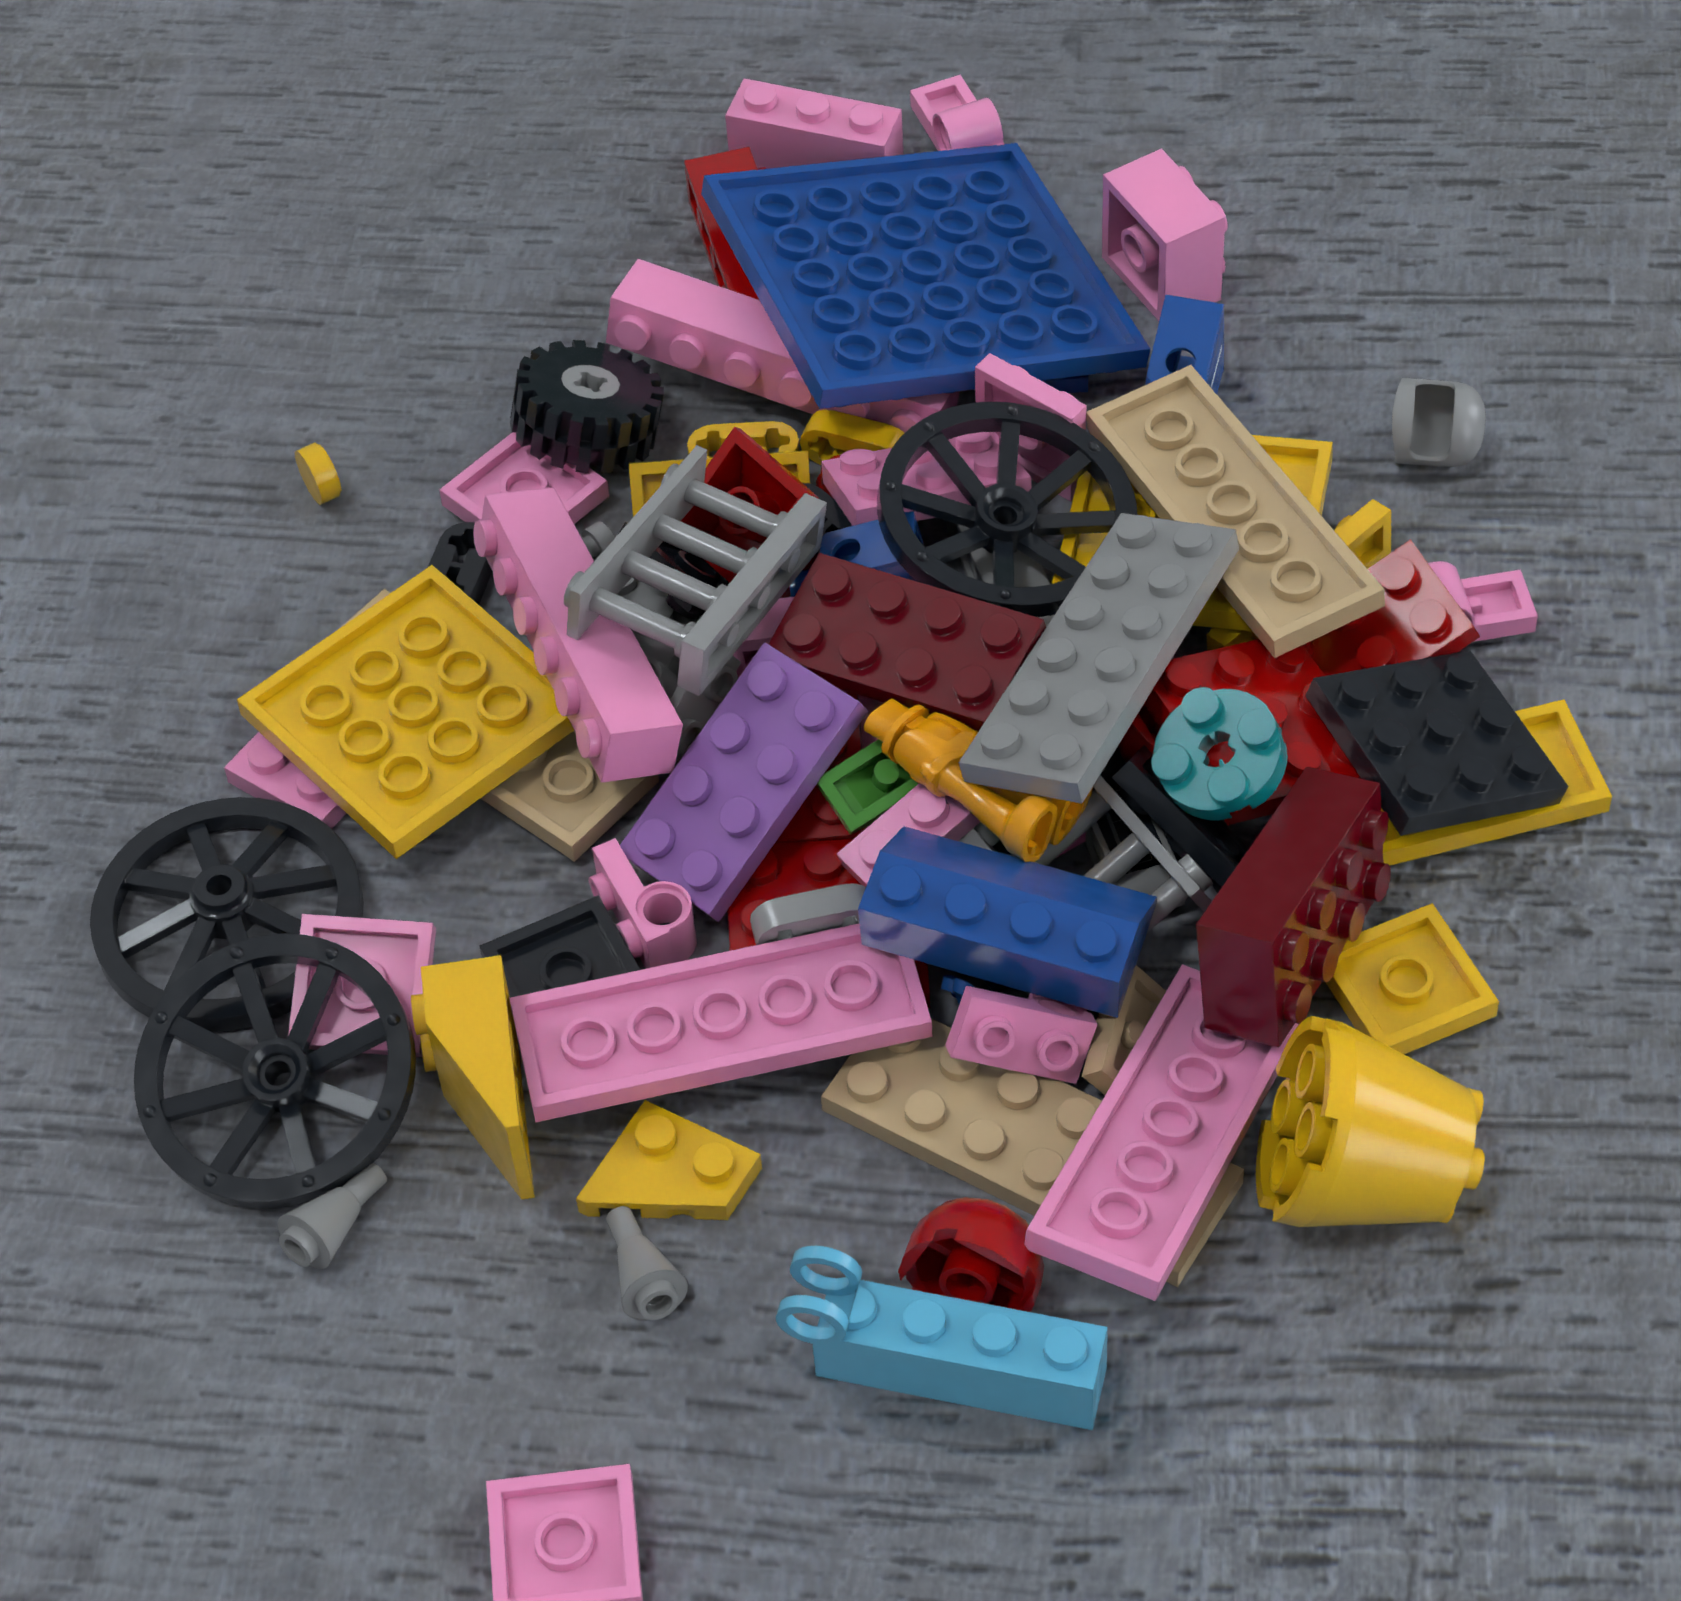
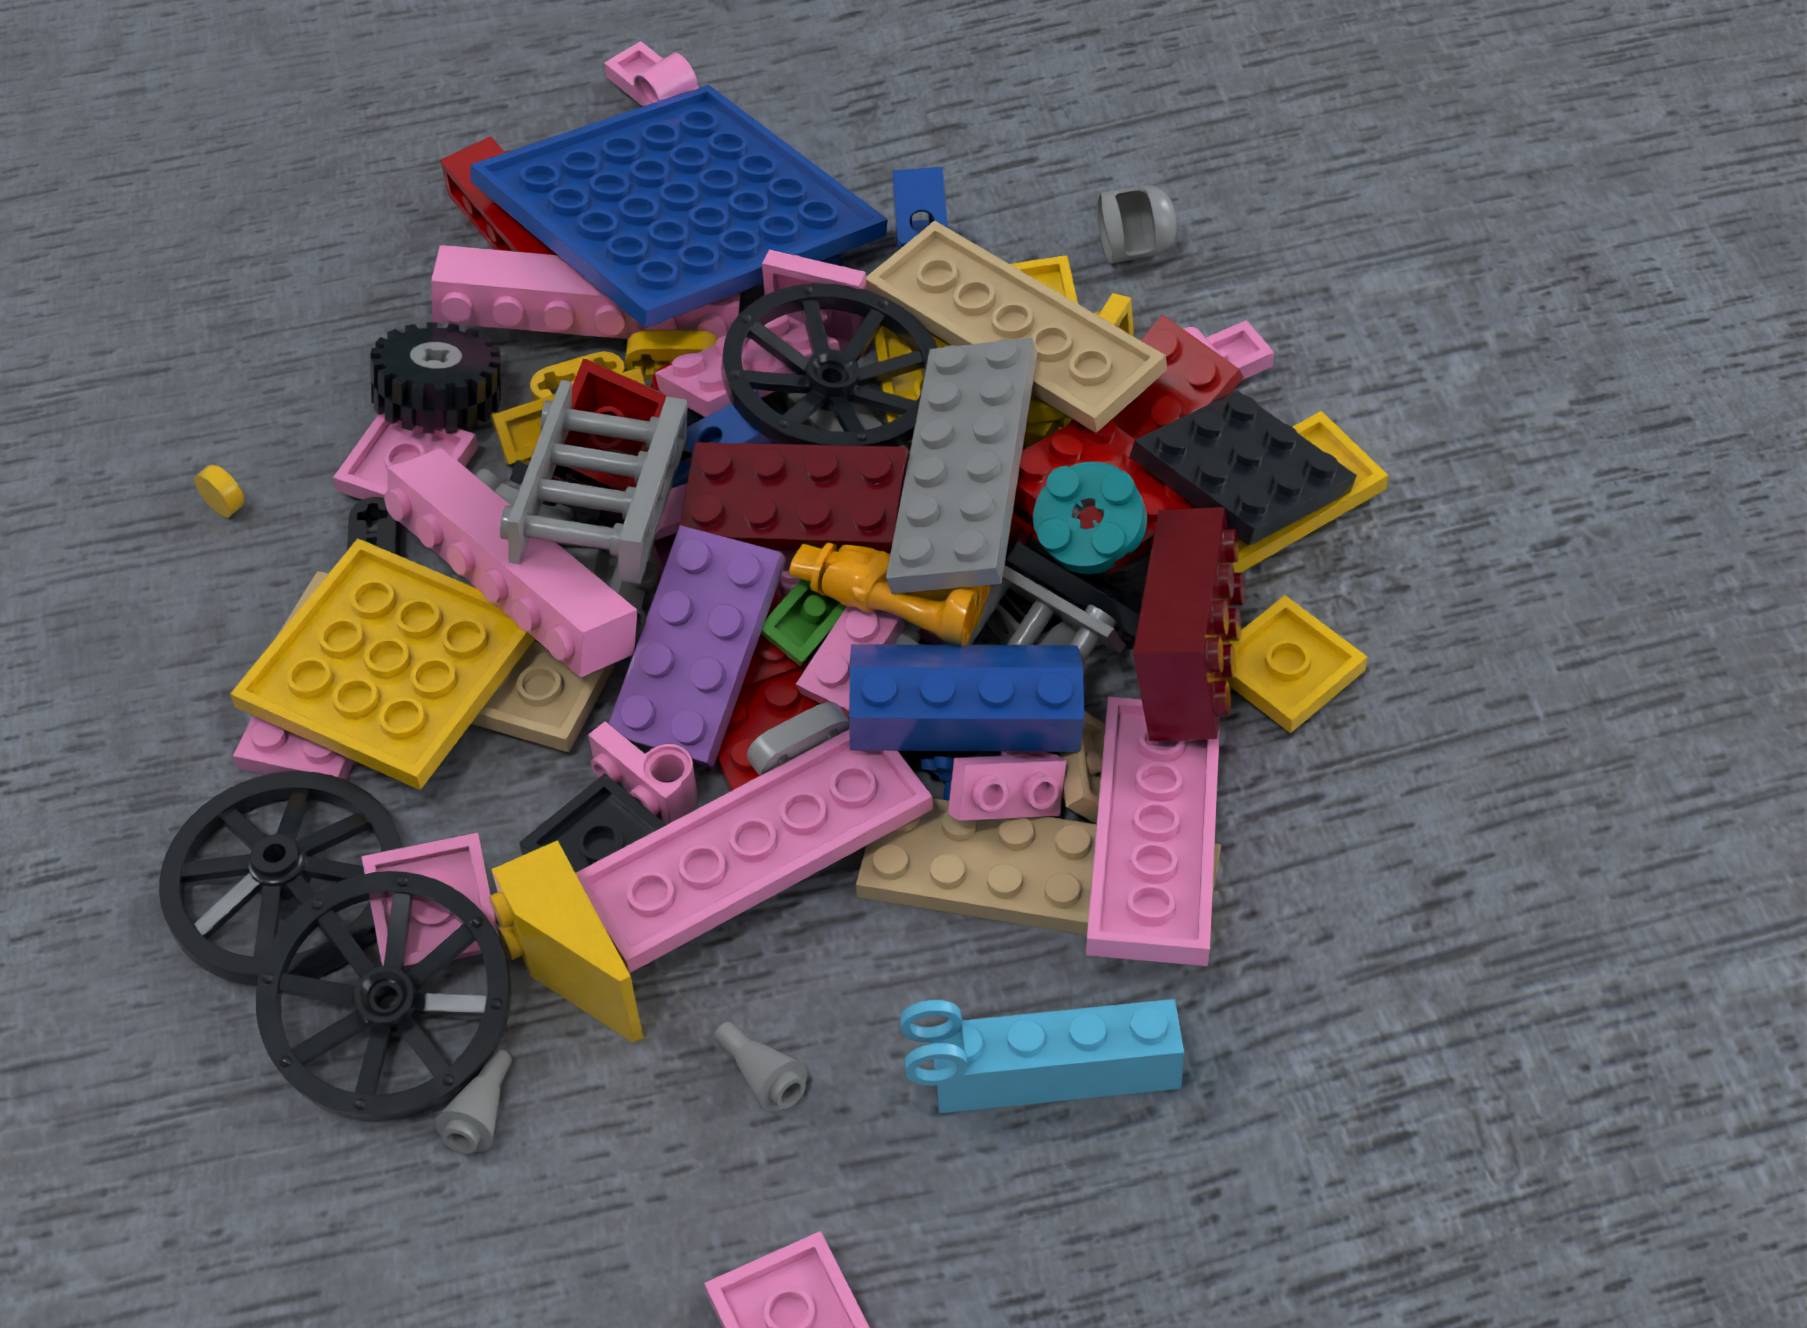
camera: 20 degrees left, 0 degrees up
(670, 1170) = (752, 980): yellow wing -> none
(809, 127) = (533, 109): bright pink brick -> none
(974, 1254) = (1041, 972): red cylinder -> none
(1162, 232) = (861, 127): bright pink brick -> none
(1364, 1134) = (1310, 787): yellow cone -> none

